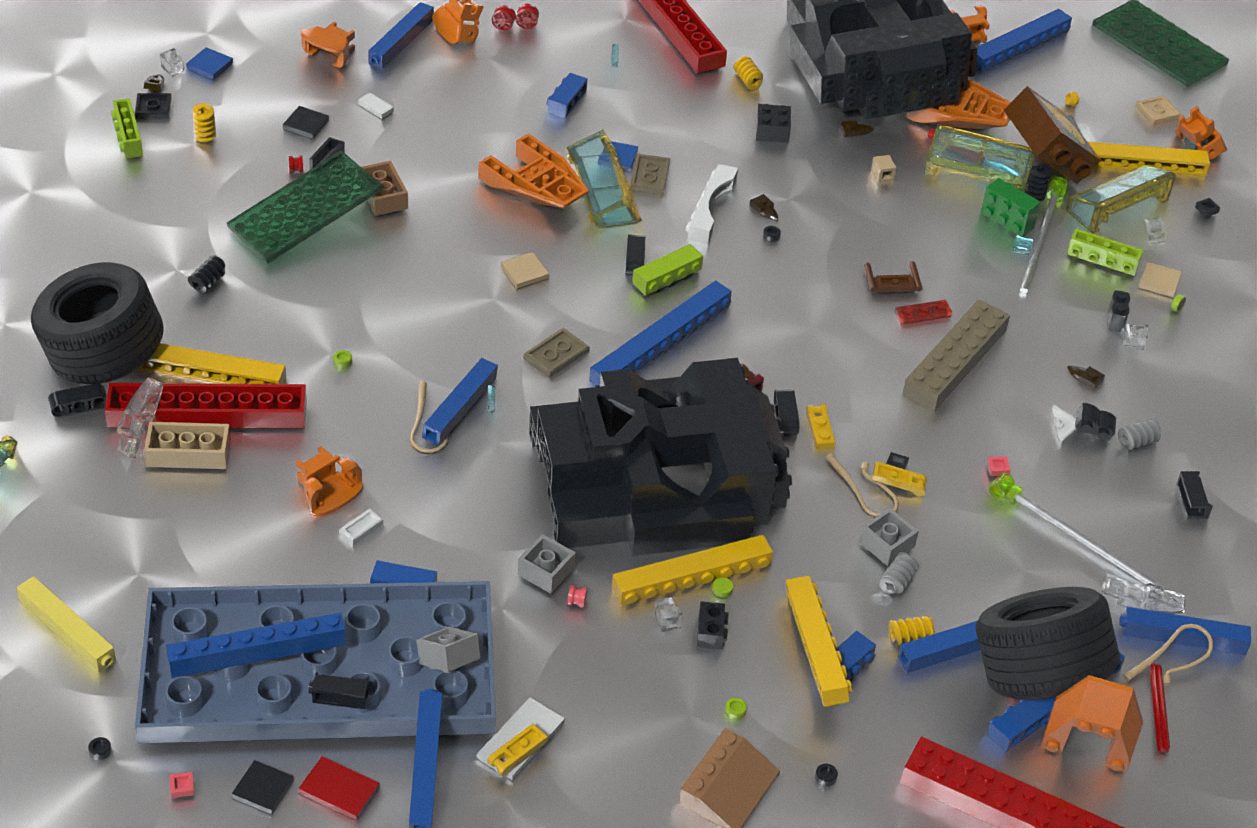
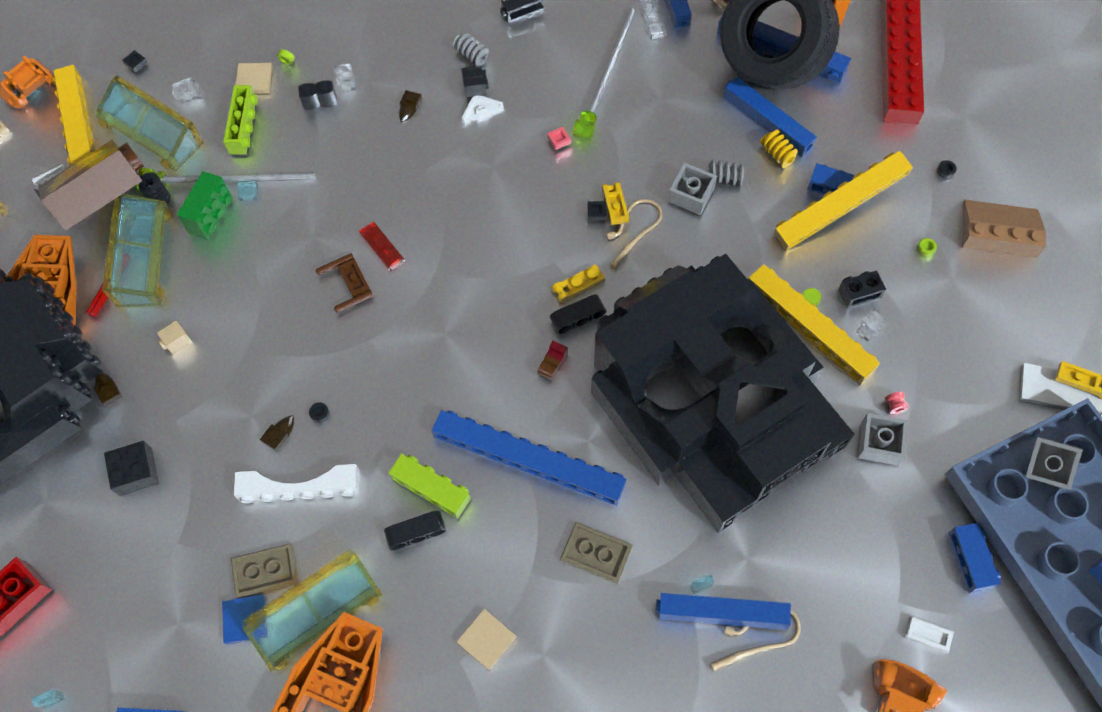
camera: 105 degrees left, 20 degrees up
(748, 72) = (40, 527): yellow piece -> none
(955, 355) = (435, 200): dark tan brick -> none

